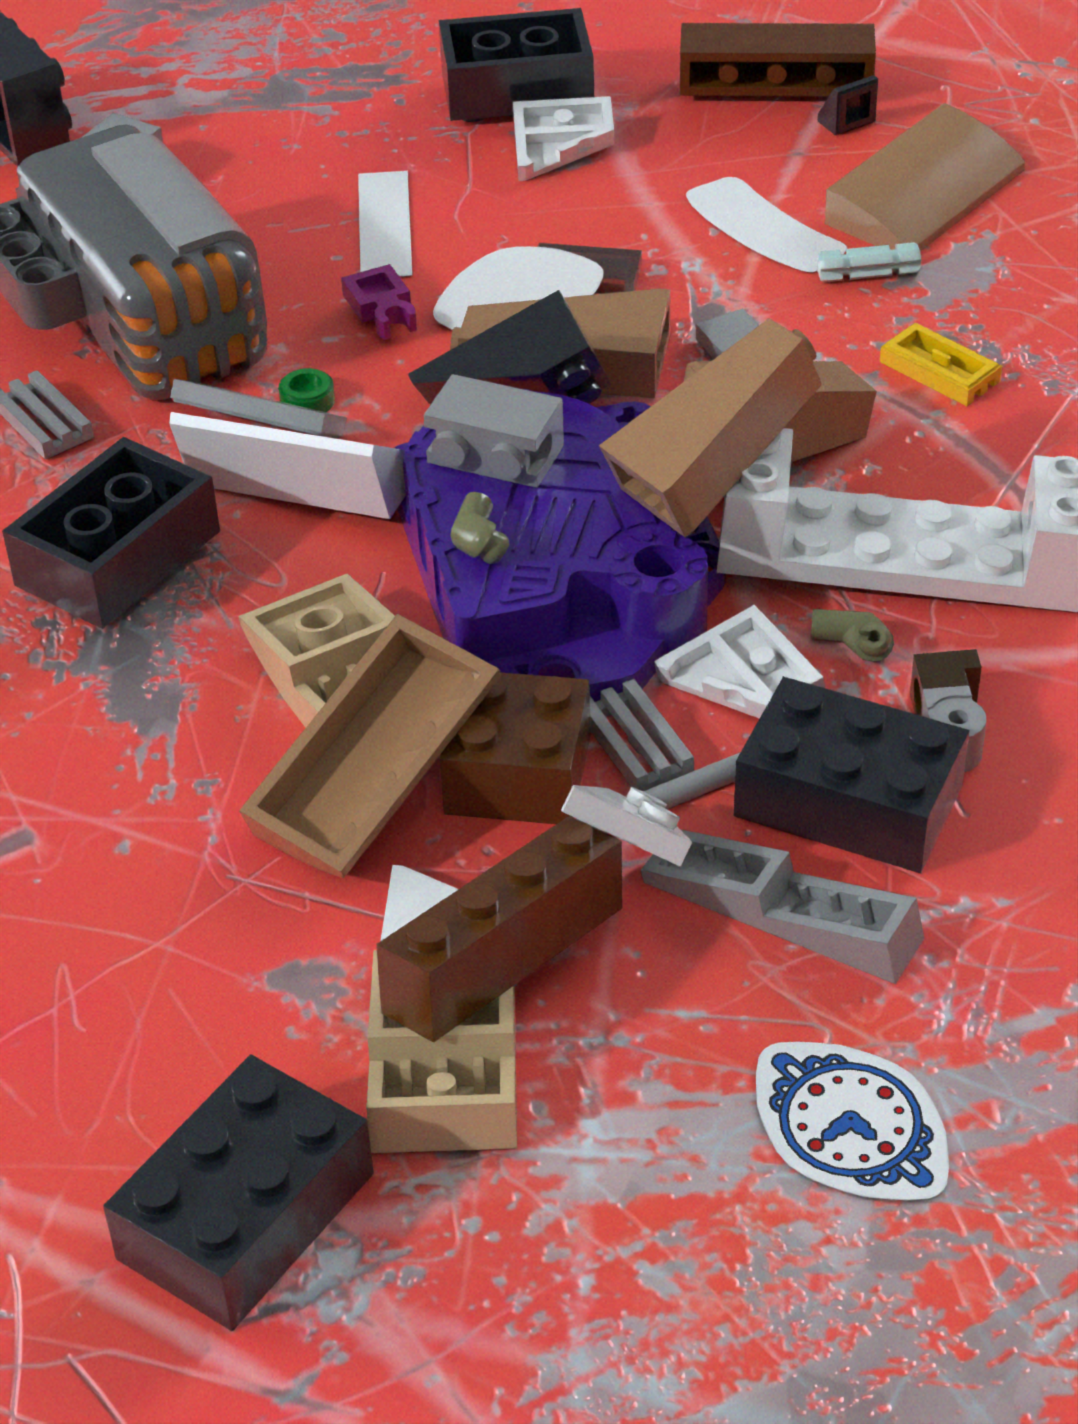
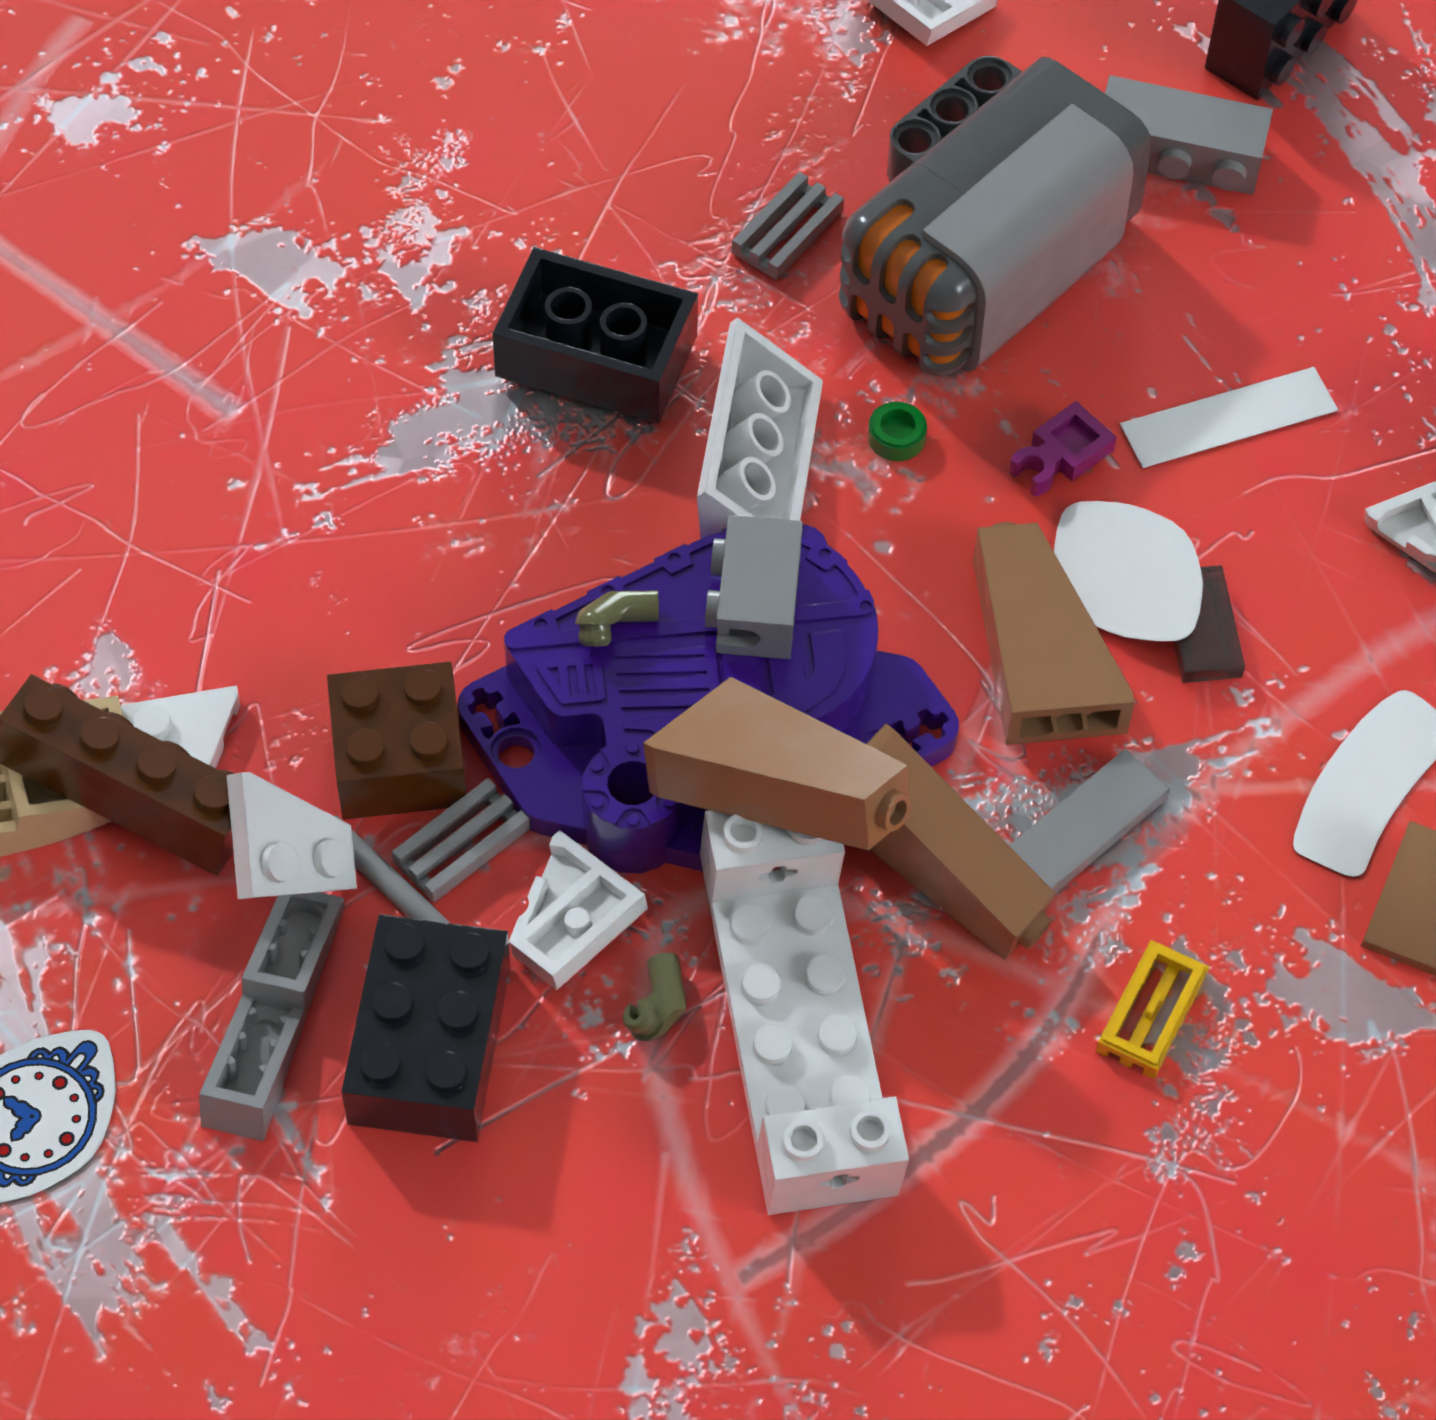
camera: 70 degrees right, 15 degrees up
(258, 408) = (841, 396): light grey tile -> none
(315, 640) = (487, 570): tan slope -> none
(368, 747) = (340, 617): medium nougat slope -> none
(530, 350) = (922, 601): black slope -> none
(869, 262) = (1318, 900): light aqua axle -> none
(947, 691) = (553, 1101): leg -> none

